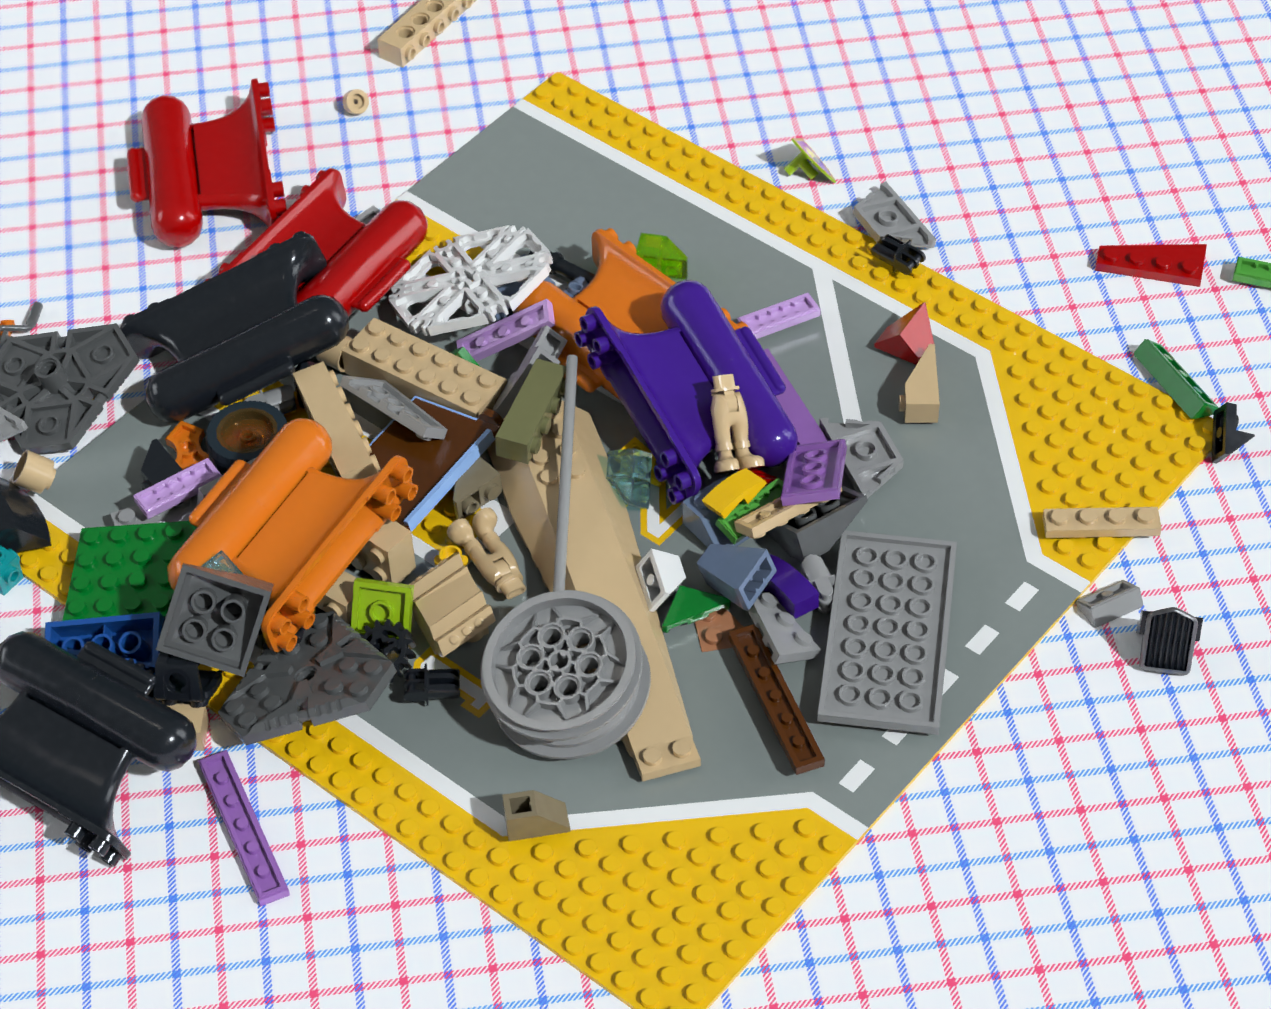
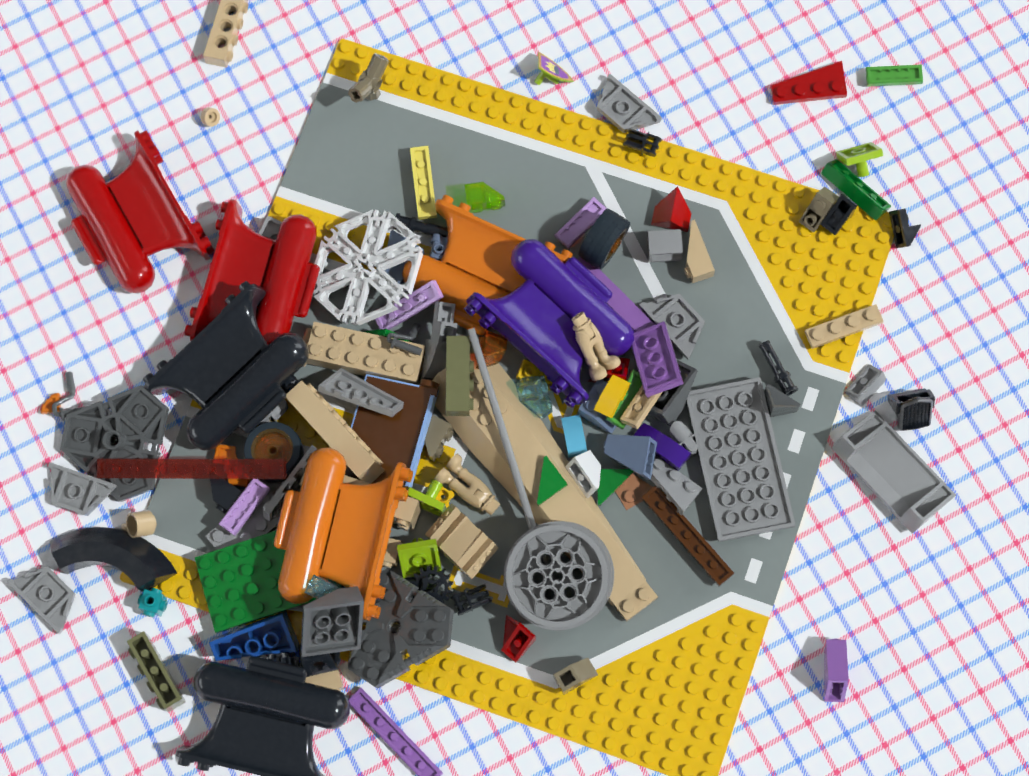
camera: 15 degrees left, 25 degrees up
(132, 424) = (191, 468): none -> clear red plate
(428, 547) = (428, 500): none -> lime tile
(475, 753) = (516, 639): none -> red slope
(486, 370) = (403, 345): none -> dark grey piece
(568, 100) = (369, 80): none -> dark tan piece
(591, 217) = (423, 182): none -> light yellow plate
(595, 408) = (492, 347): none -> clear orange slope
(604, 570) = (550, 482): none -> green tile
(666, 534) = (574, 435): none -> medium azure slope
(800, 327) = (604, 238): none -> black wheel
(881, 365) = (664, 245): none -> light grey piece
(929, 932) = (835, 670): none -> medium lavender slope
(975, 581) = (779, 403): none -> dark grey slope
(980, 518) = (782, 377): none -> black pin
(1112, 711) = (893, 471): none -> light grey slope
(1114, 381) = (818, 209): none -> dark tan slope
(1142, 389) = (839, 214): none -> black slope
(1194, 341) = (859, 156): none -> lime tile

